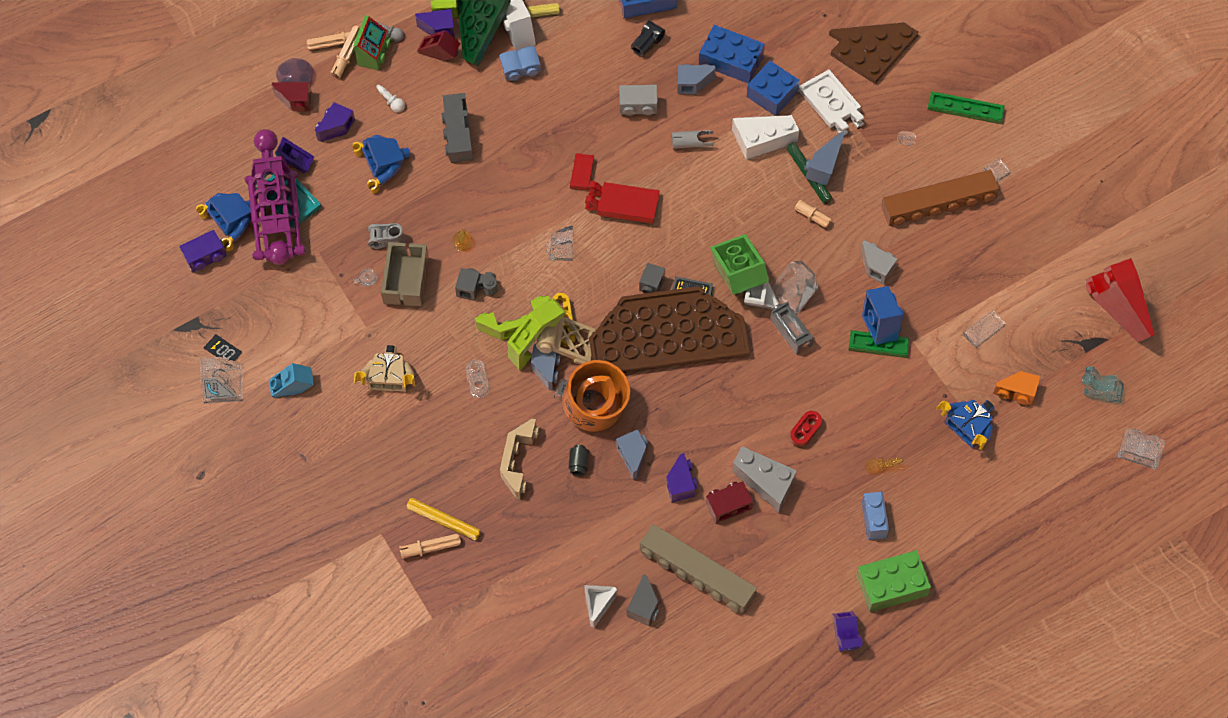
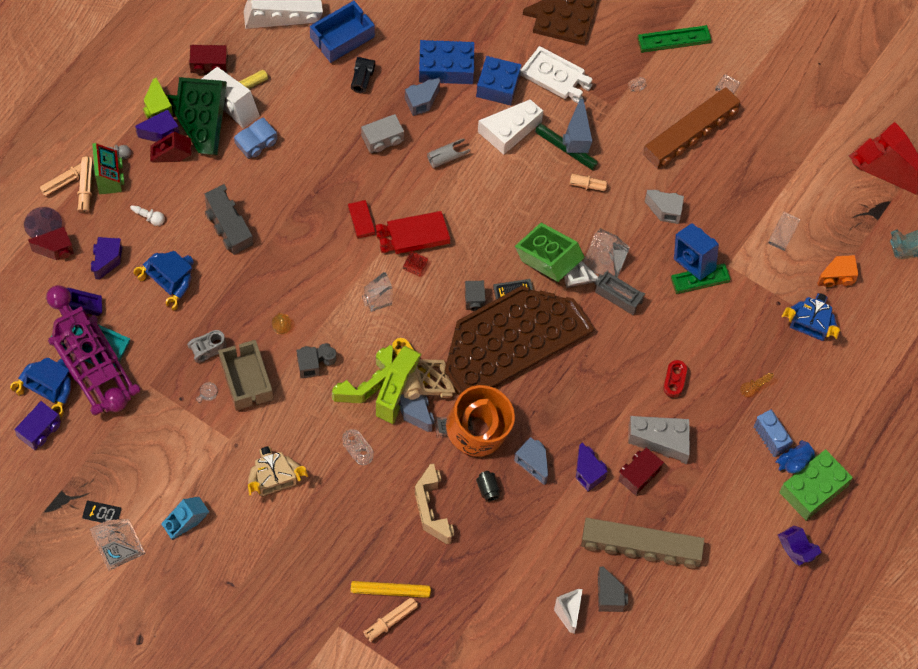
camera: 30 degrees left, 0 degrees up
(612, 230) = (415, 263): none -> clear red tile
(885, 548) = (796, 458): none -> blue animal

